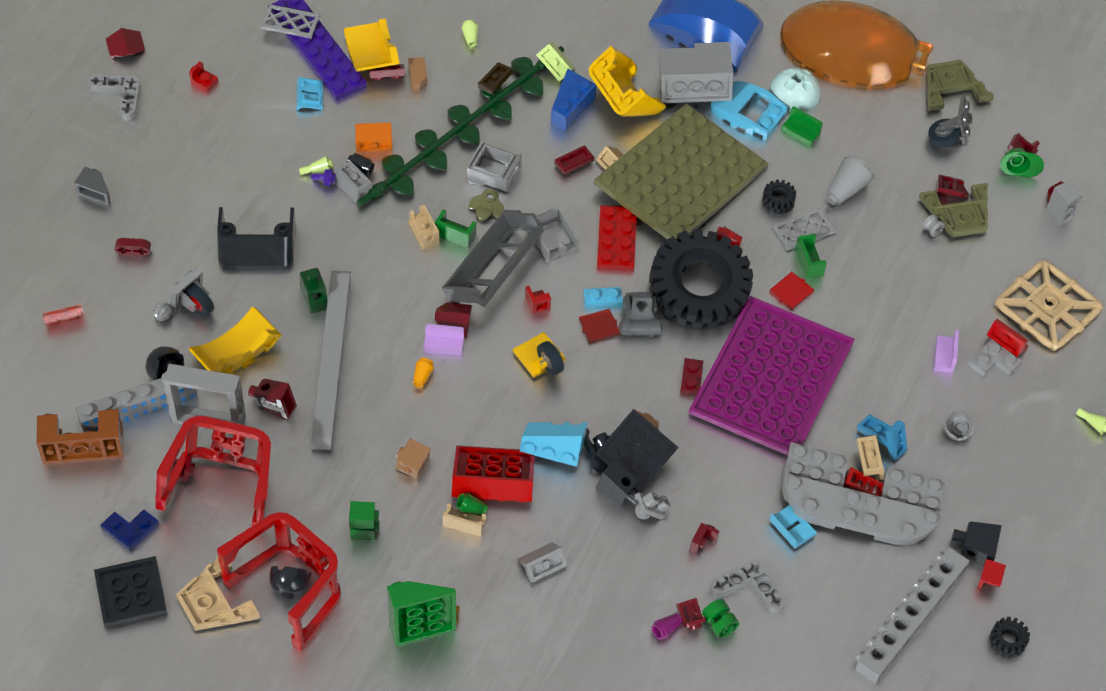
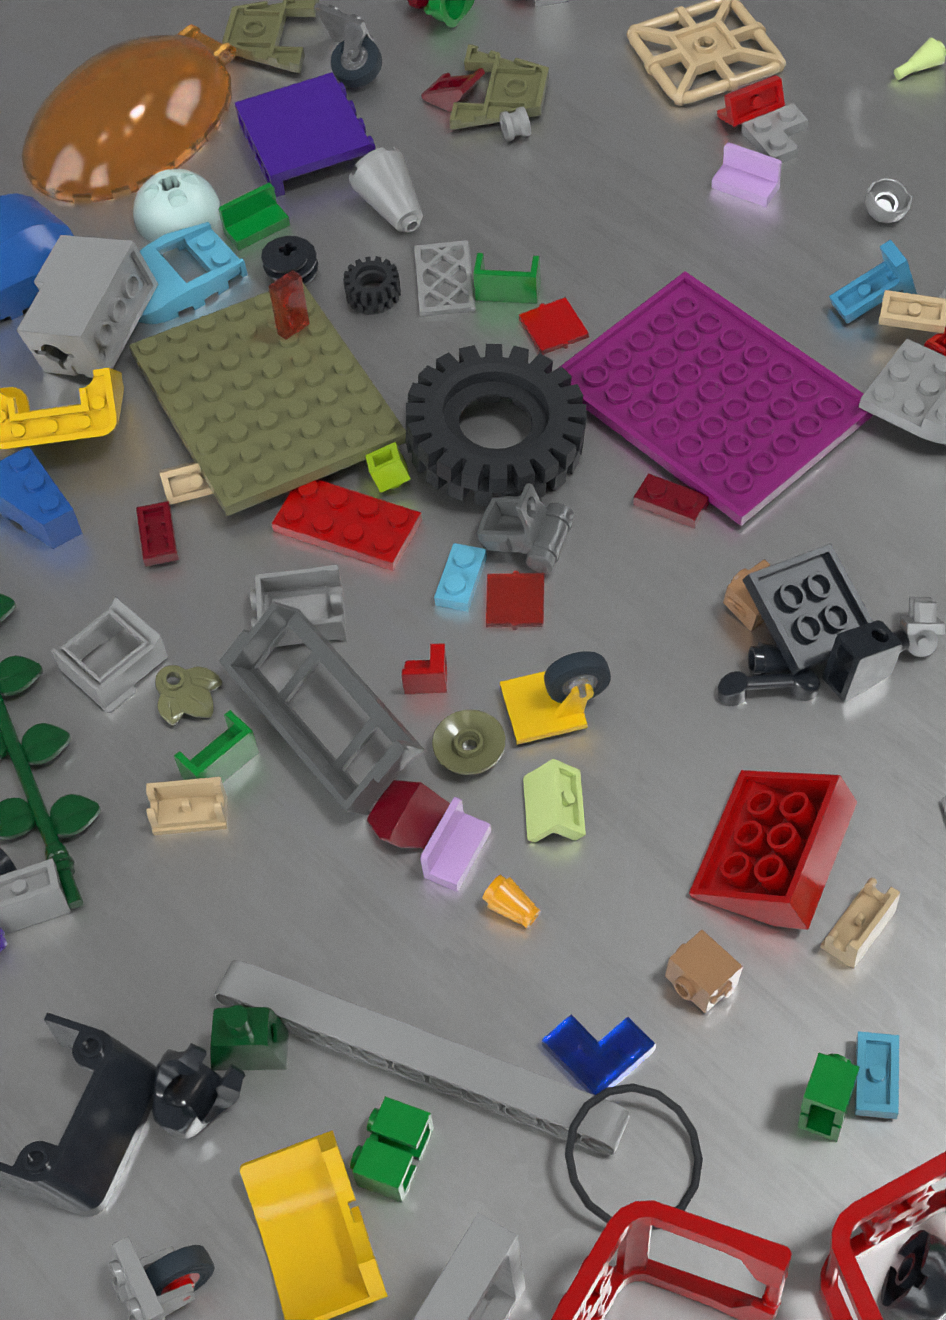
camera: 60 degrees left, 0 degrees up
(274, 358) = (396, 1138): none -> green piece
(274, 398) = (483, 1177): dark red torso -> none
(281, 276) = (191, 1093): none -> black piece
(313, 484) = (698, 1159): none -> black piece
(355, 431) = (597, 1063): none -> clear blue plate
(386, 543) = (878, 1075): none -> medium azure plate
(470, 504) = (836, 902): green cone -> none
(484, 376) = (554, 801): none -> yellowish green panel
(502, 322) = (464, 730): none -> olive dish
(554, 442) = (751, 724): medium azure wedge -> none
(652, 241) = (388, 467): none -> lime plate
(724, 231) = (409, 371): red cone -> none
(730, 158) = (289, 304): none -> clear red plate
(778, 153) = (290, 254): none -> black piece
(878, 126) = (302, 129): none -> dark purple panel

